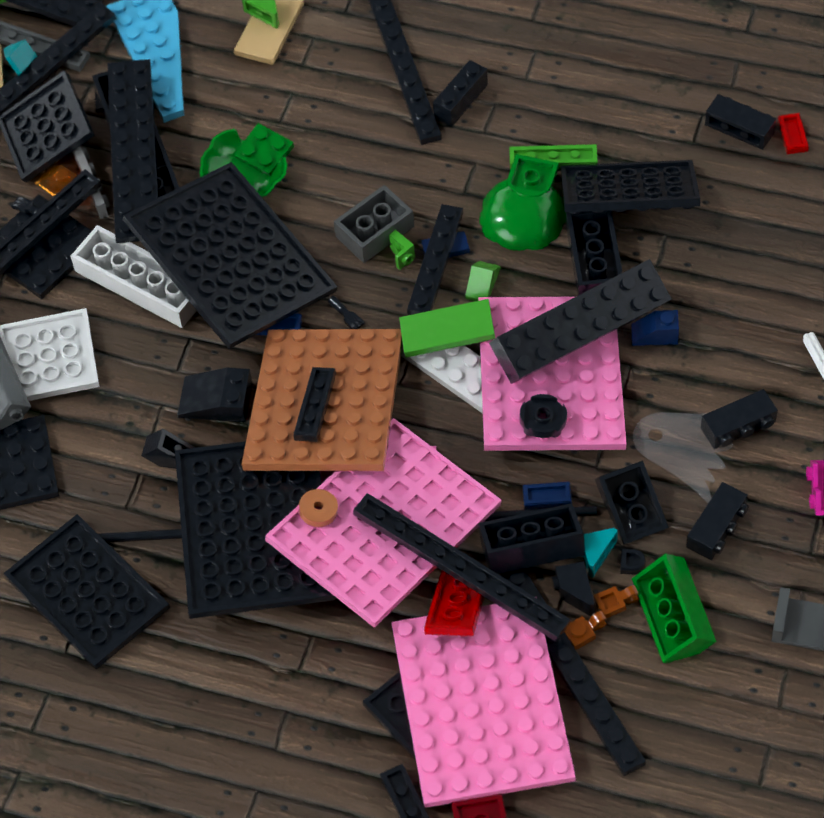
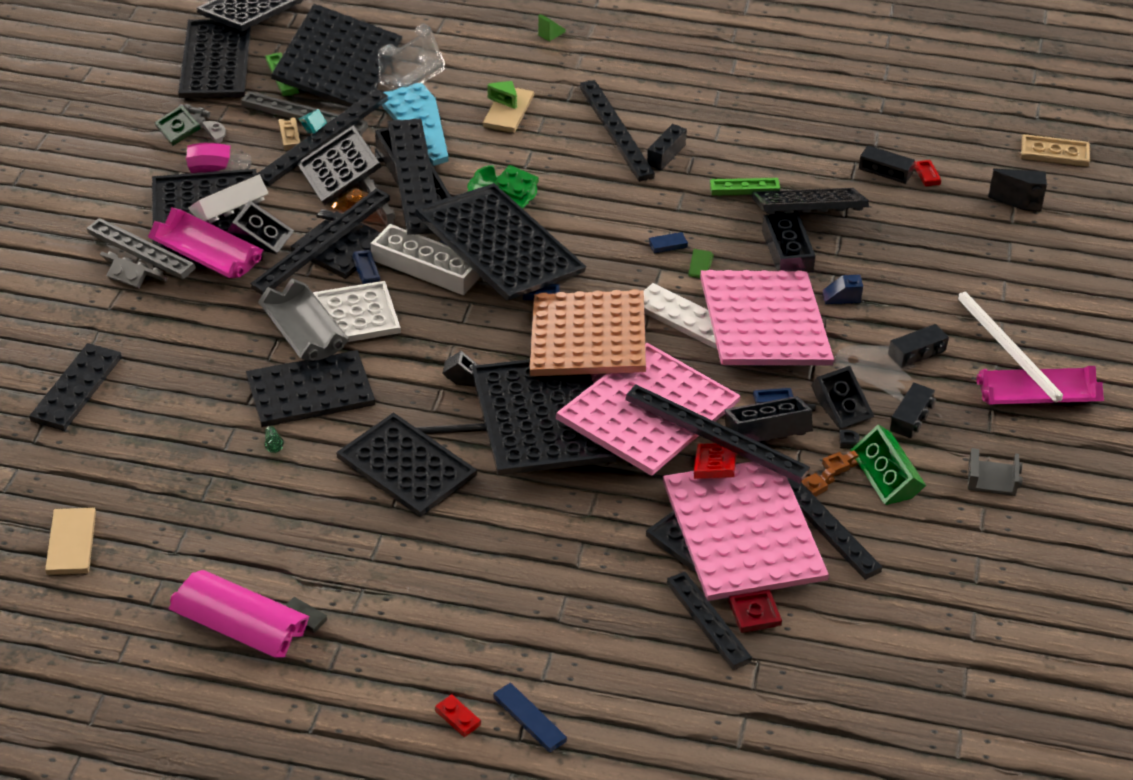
camera: 10 degrees left, 15 degrees down
(66, 285) = (366, 266): none -> dark blue tile
(217, 395) = (498, 335): black slope -> none
(314, 404) = (583, 331): black tile -> none
(317, 517) = (597, 395): nougat piece -> none
(351, 319) = (597, 286): black piece -> none
(369, 223) = (611, 225): dark grey brick -> none
(402, 248) = (634, 241): bright green bracket -> none
(435, 259) = (662, 249): black plate -> none
(447, 328) = (680, 288): bright green tile -> none
(524, 207) = (727, 216): green animal -> none
(540, 427) = (773, 343): black plate -> none
(574, 586) = (807, 452): black slope -> none
(580, 321) = (786, 278): black brick -> none
(598, 547) = (822, 428): teal slope -> none

